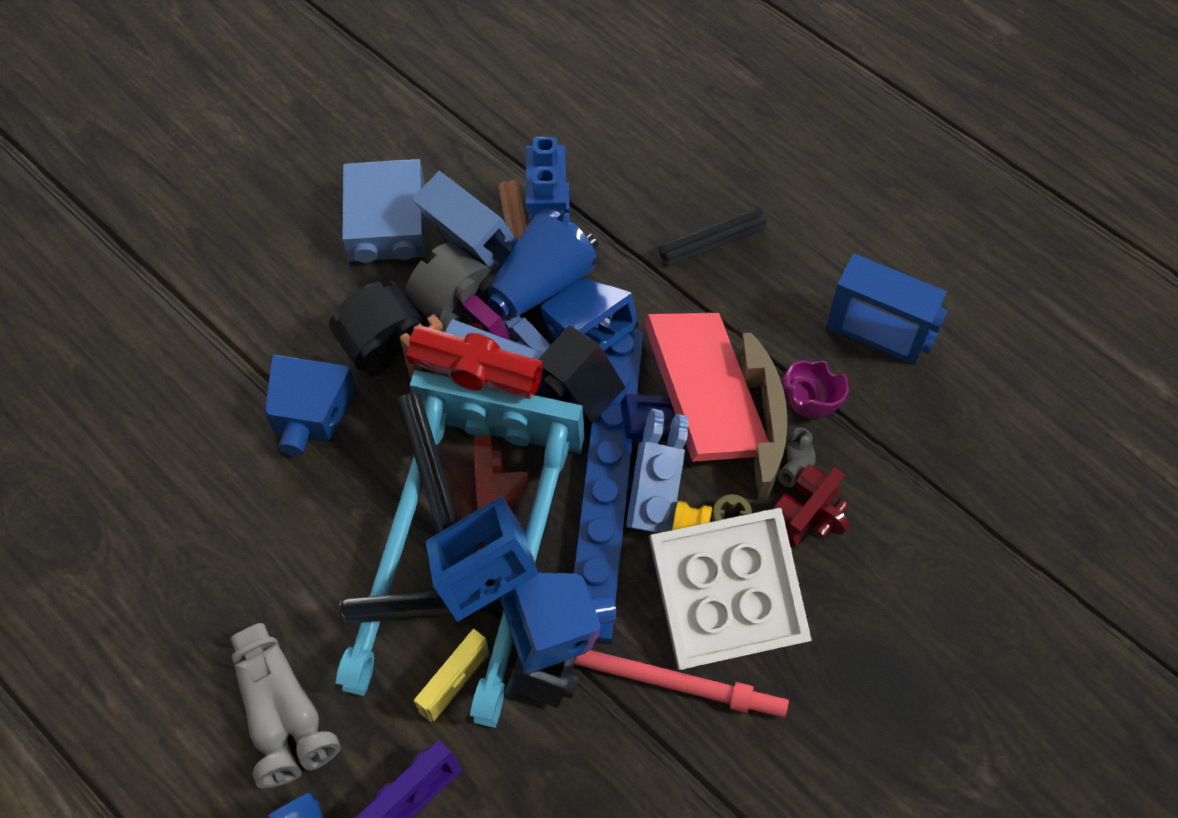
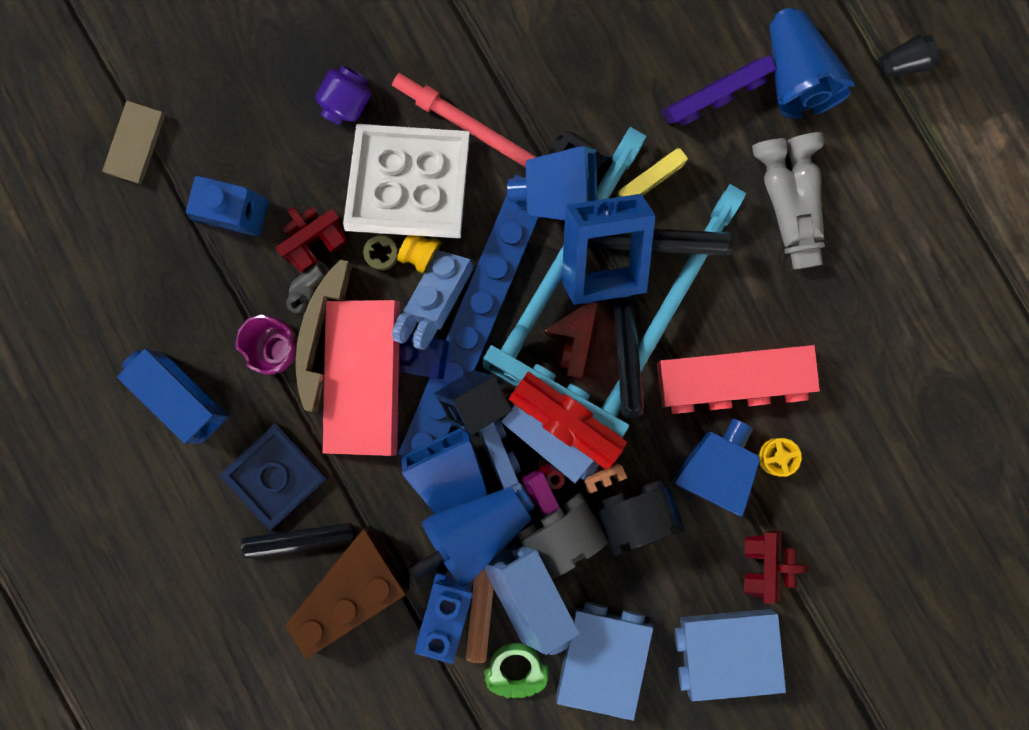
camera: 160 degrees left, 25 degrees up
(229, 328) = (769, 584): none -> dark red hips
(240, 421) = (787, 456): none -> yellow wheel
(261, 246) = (730, 655): none -> medium blue brick
(304, 493) = (738, 377): none -> coral brick
(474, 173) = (533, 683): none -> bright green piece
(644, 199) = (348, 595): none -> reddish brown wedge
(759, 284) = (273, 476): none -> dark blue tile
(839, 668) = (343, 95): none -> dark purple head
(920, 504) = (226, 205): none -> blue torso
(1047, 555) = (133, 142): none -> dark tan tile

